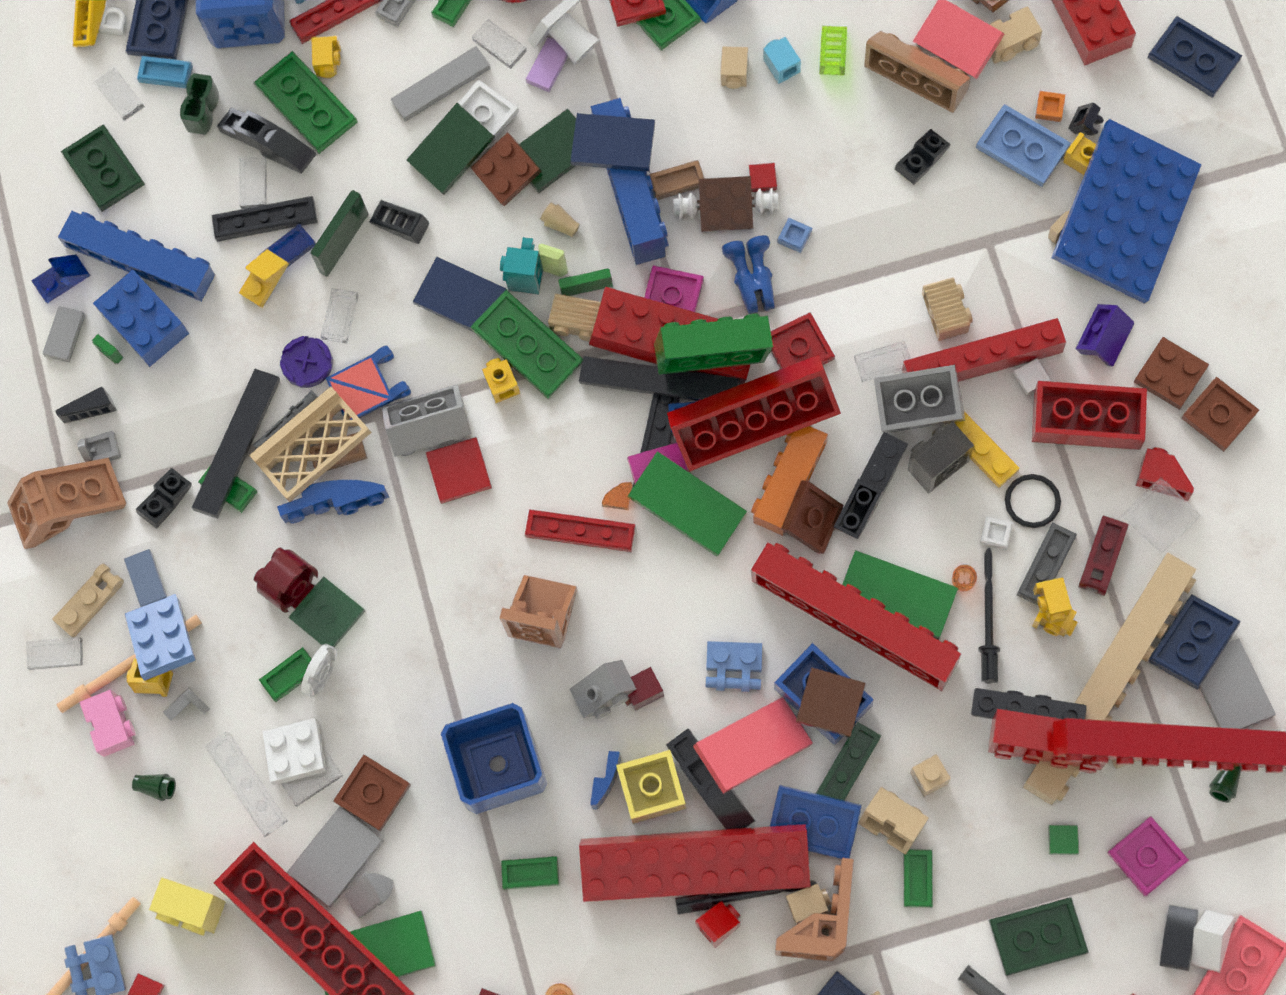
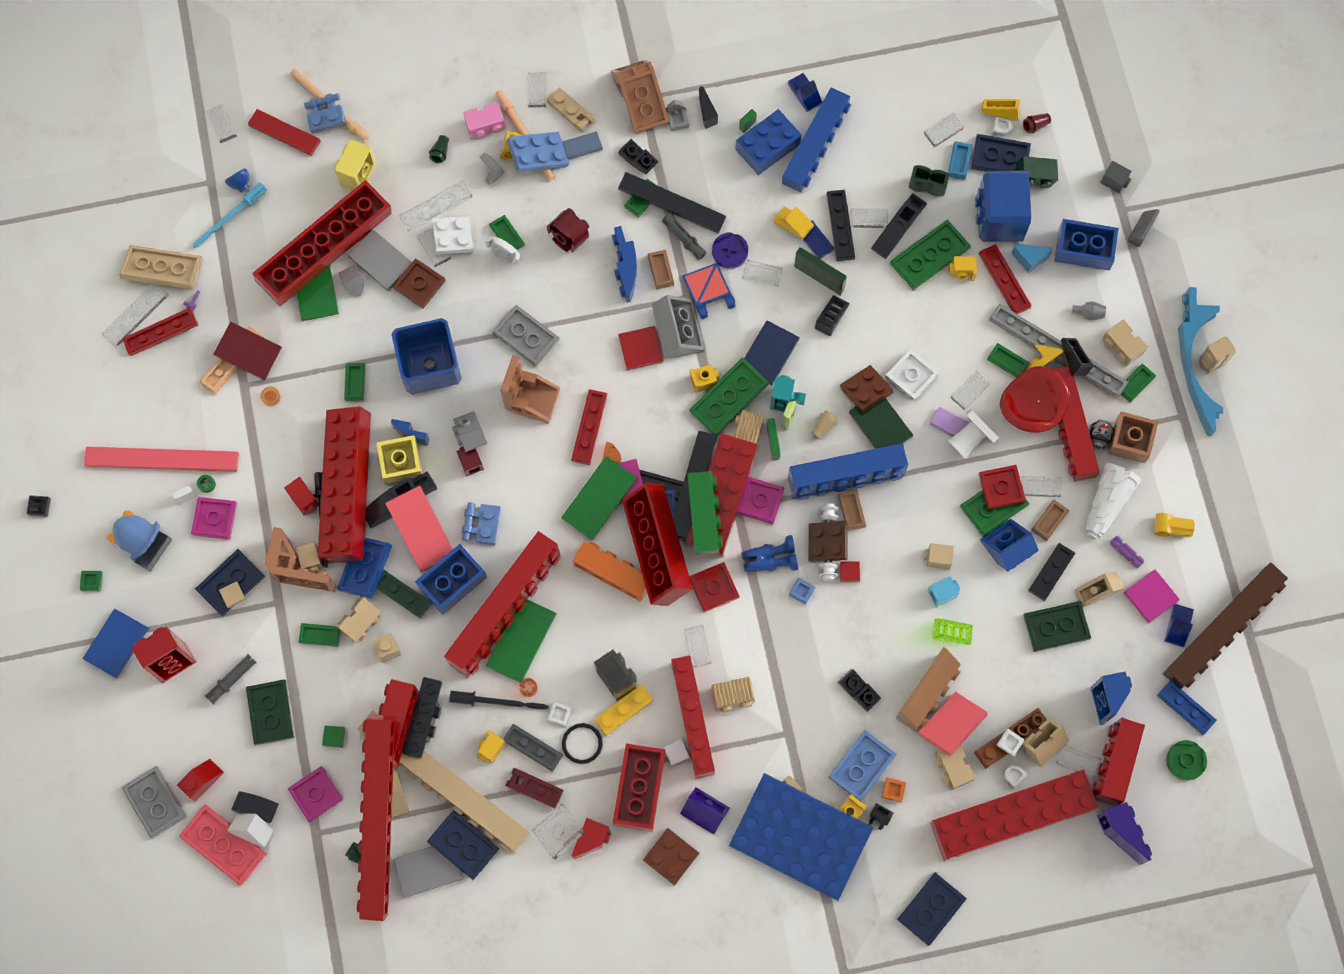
camera: 85 degrees right, 0 degrees up
(63, 334) = (762, 94): light grey tile -> none
(102, 167) = (887, 119): dark green tile -> none
(299, 432) = (675, 243): tan fence -> none
(326, 613) = (546, 259): clear green tile -> none
(440, 83) = (939, 347): light grey tile -> none
(446, 631) = (526, 335): none -> light grey tile
(450, 148) = (884, 350): dark green tile -> none
(613, 142) = (870, 456): dark blue tile -> none
(812, 517) = (580, 582): copper plate -> none
(830, 702) = (439, 579): reddish brown tile -> none
(871, 485) = (600, 626): black slope -> none
(919, 399) = (657, 663): light grey slope -> none
(1053, 599) = (497, 741): yellow brick -> none
(1220, 414) = (634, 887): copper plate -> none

